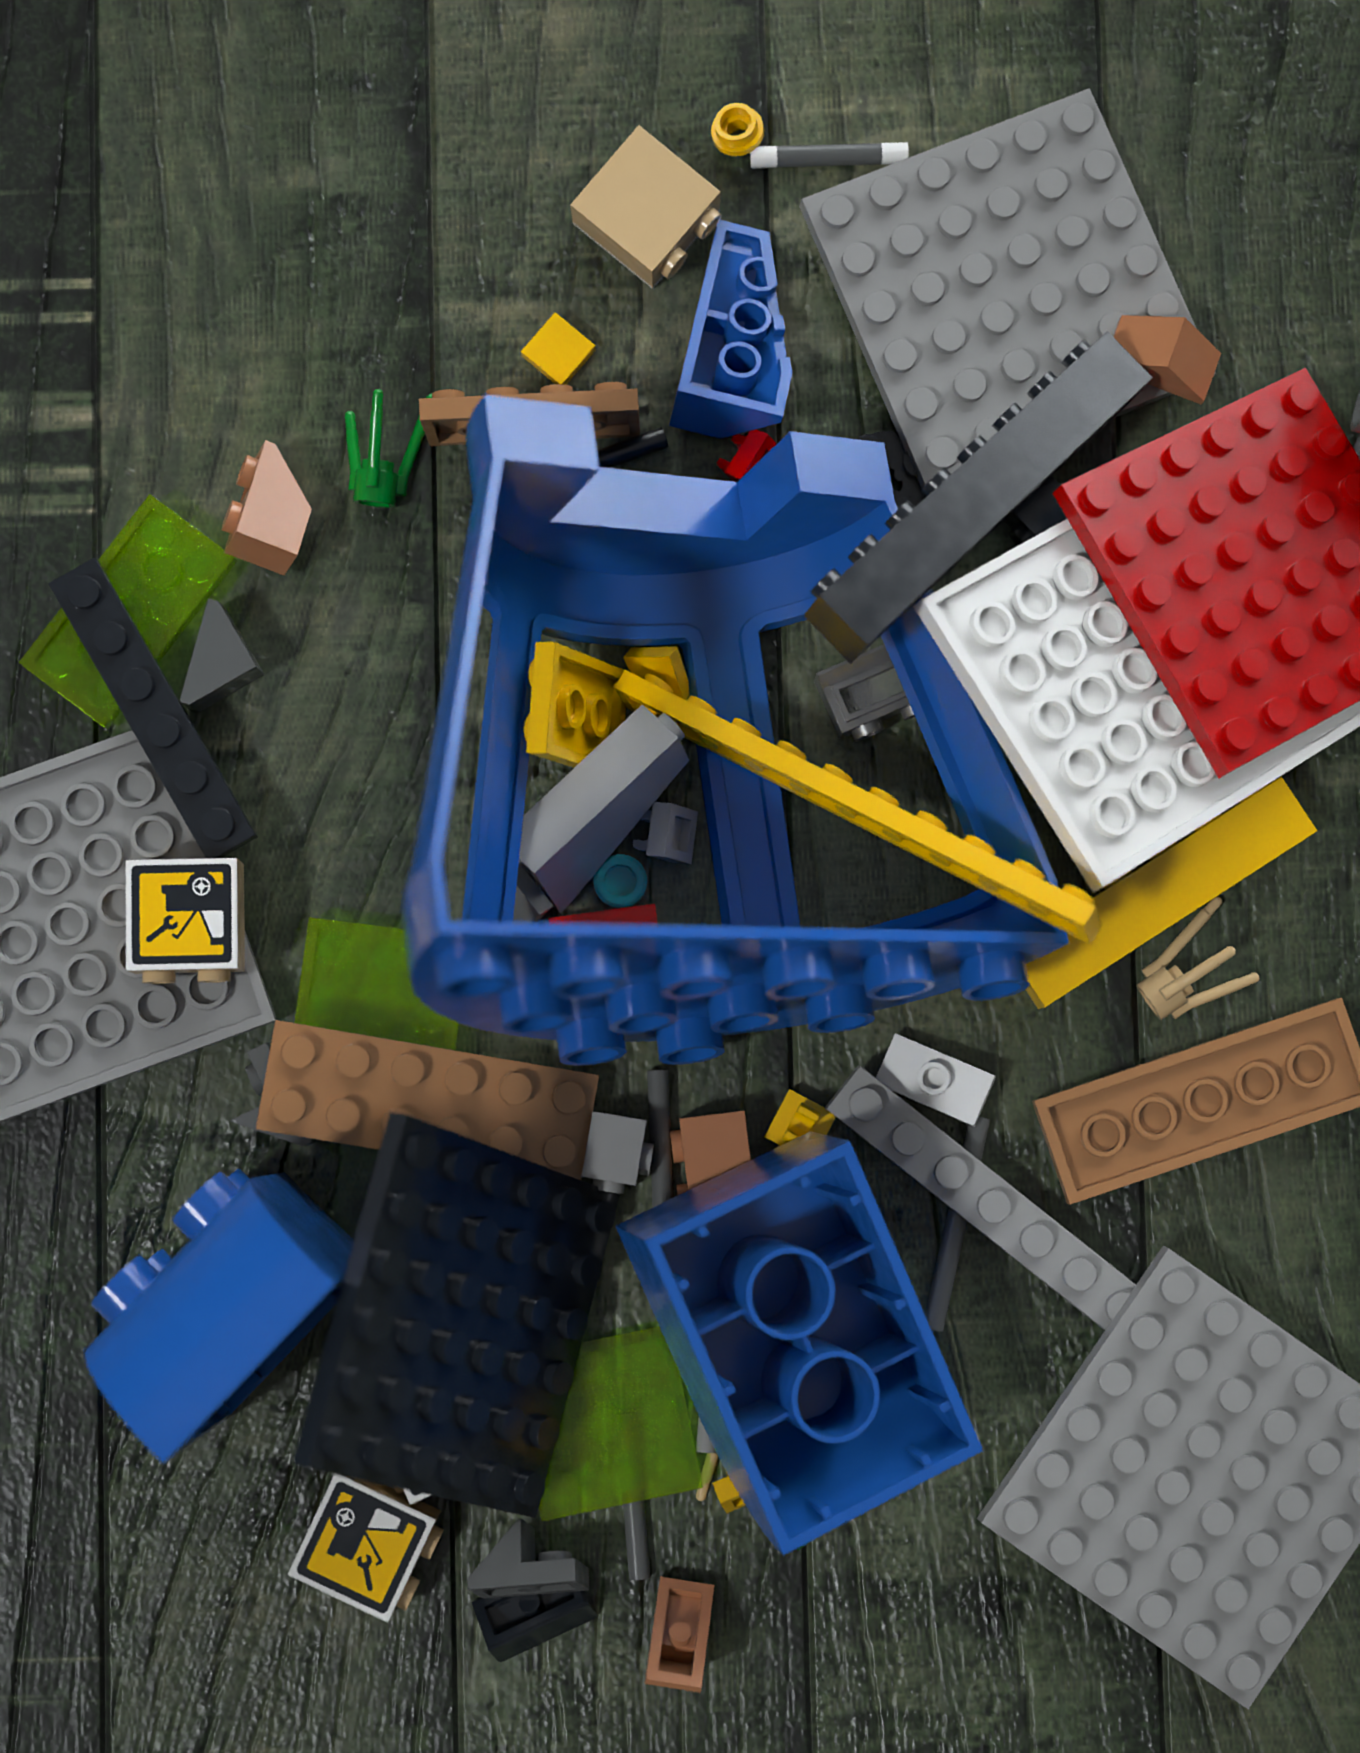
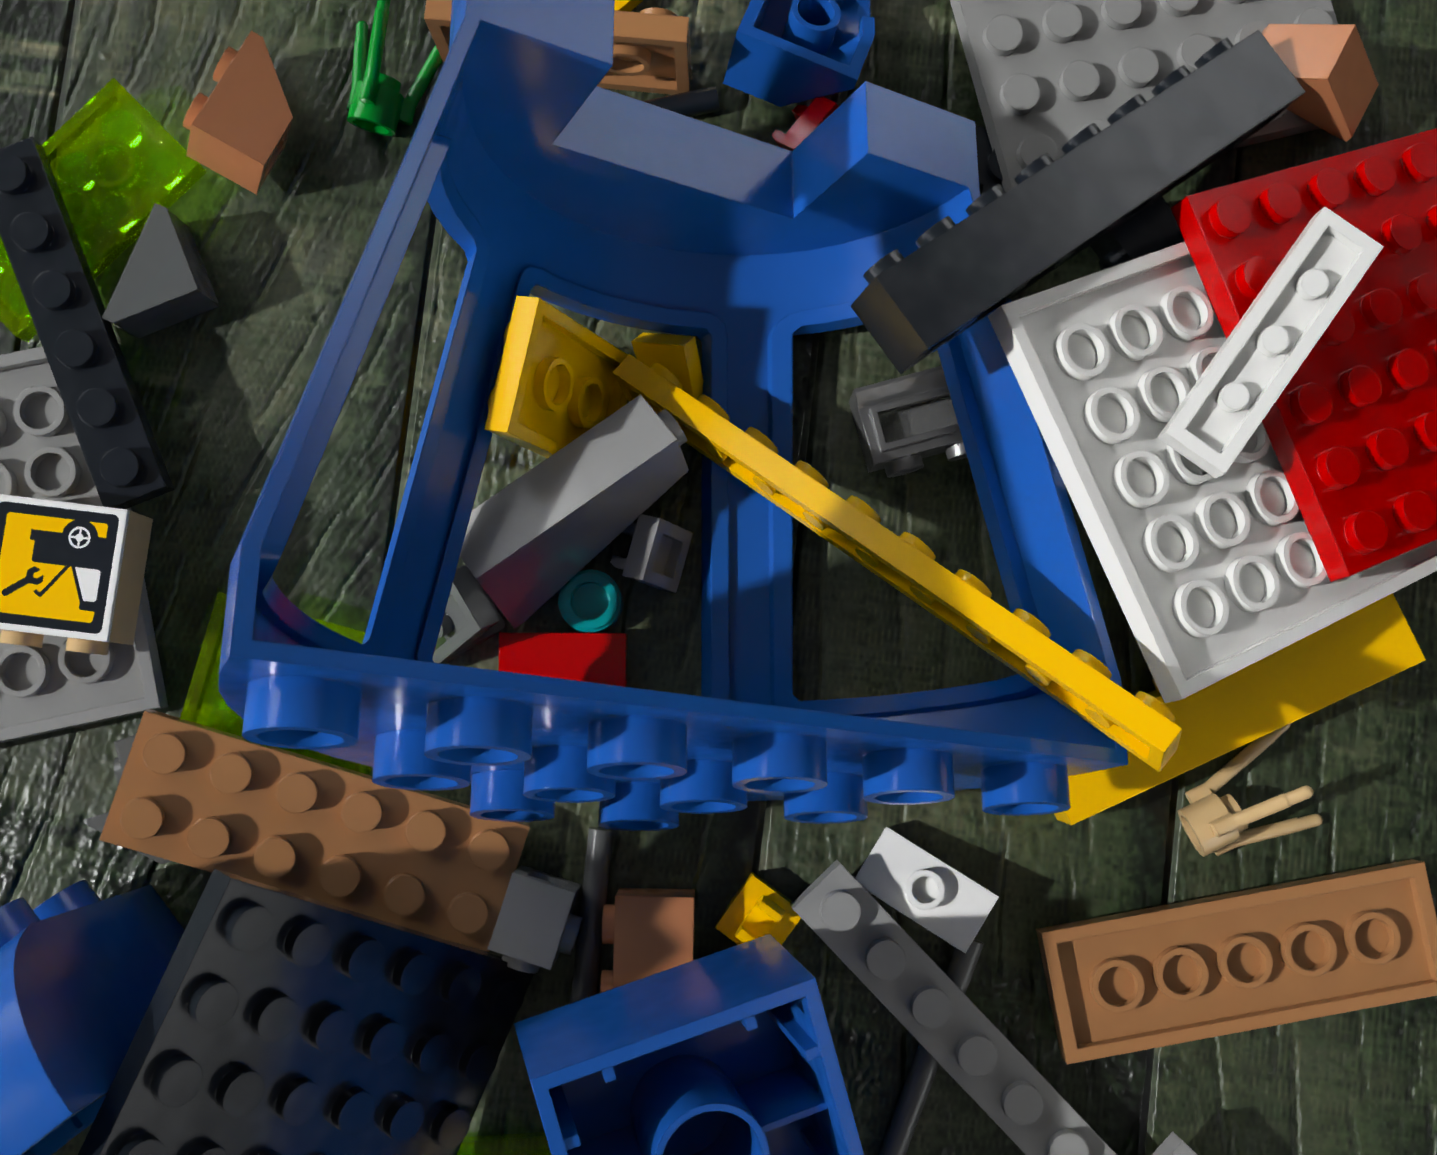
camera: 10 degrees right, 0 degrees up
(1138, 597) = (1270, 342): none -> white plate

